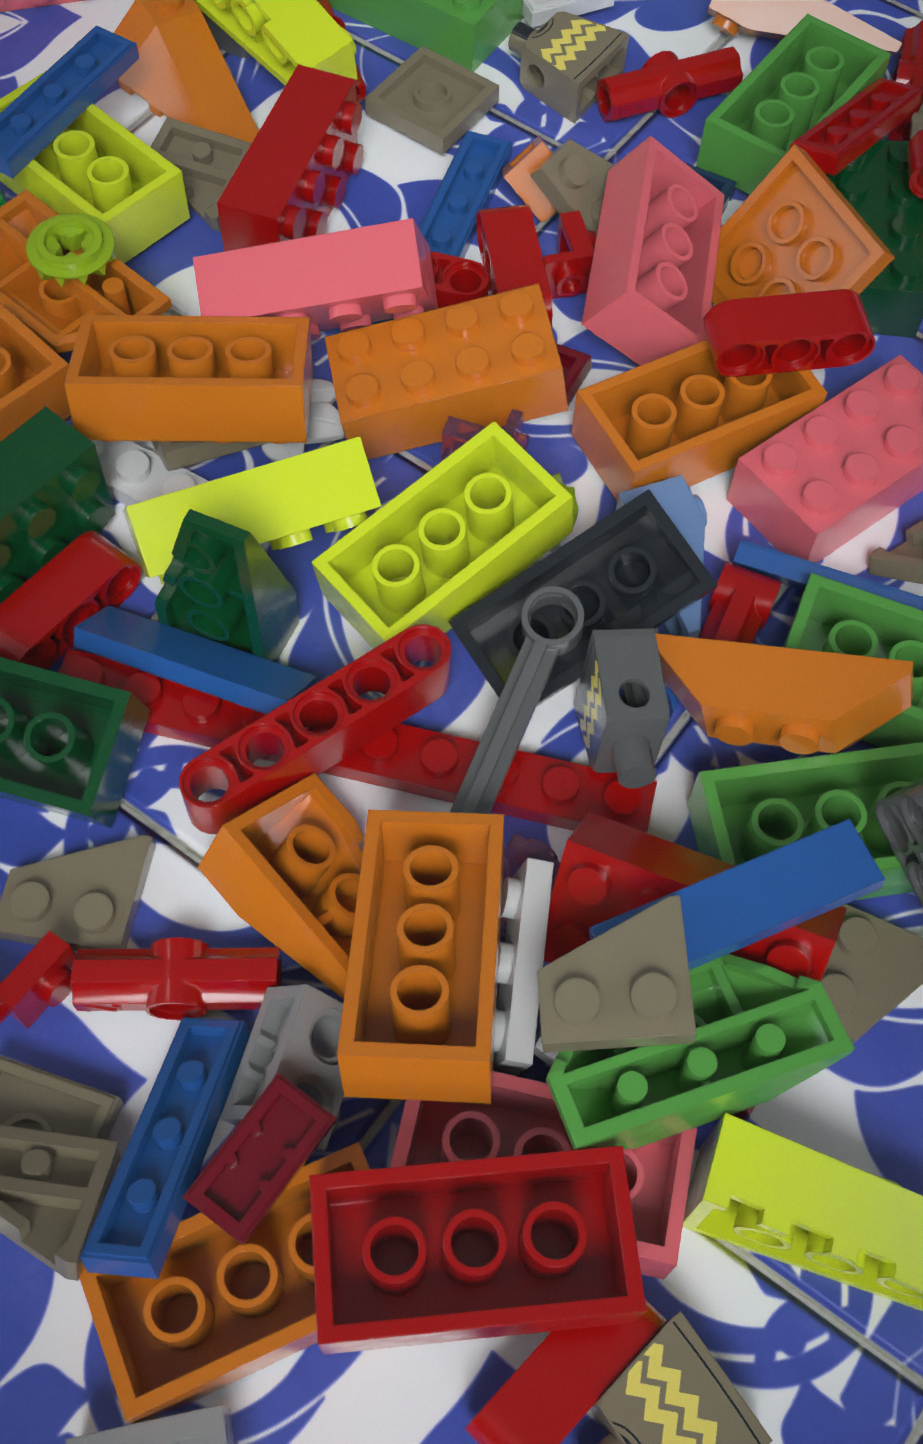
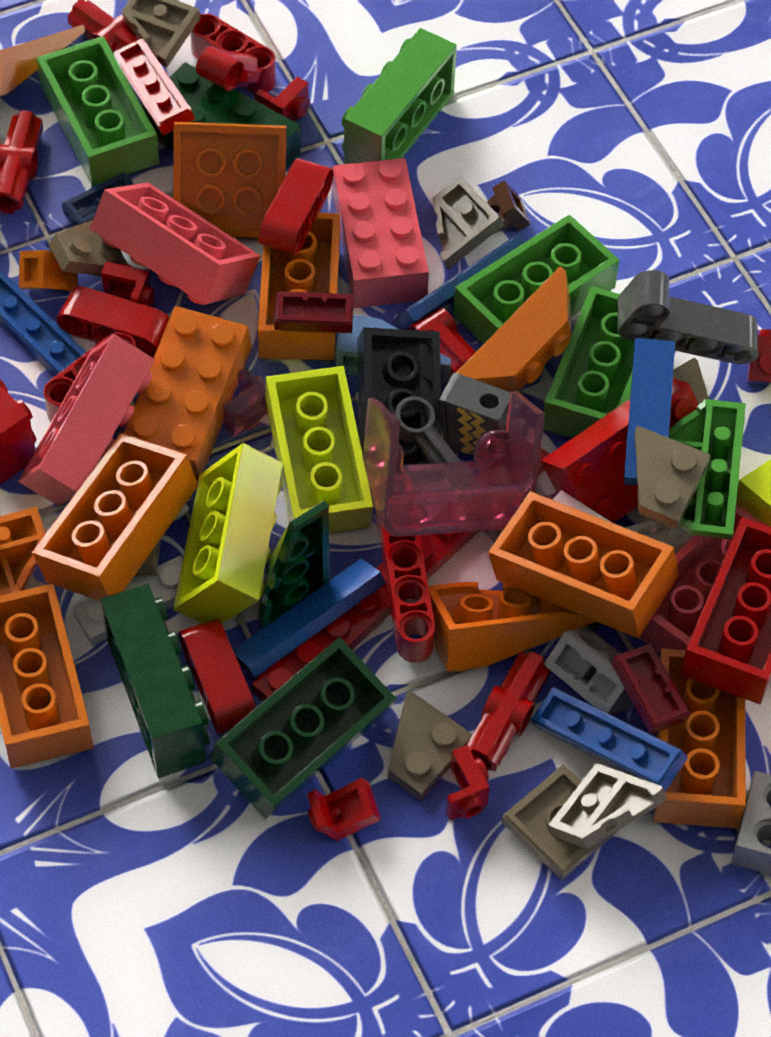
camera: 60 degrees left, 5 degrees down
(438, 705) = (453, 494): none -> clear pink windscreen
(639, 429) = (314, 312): none -> dark red plate

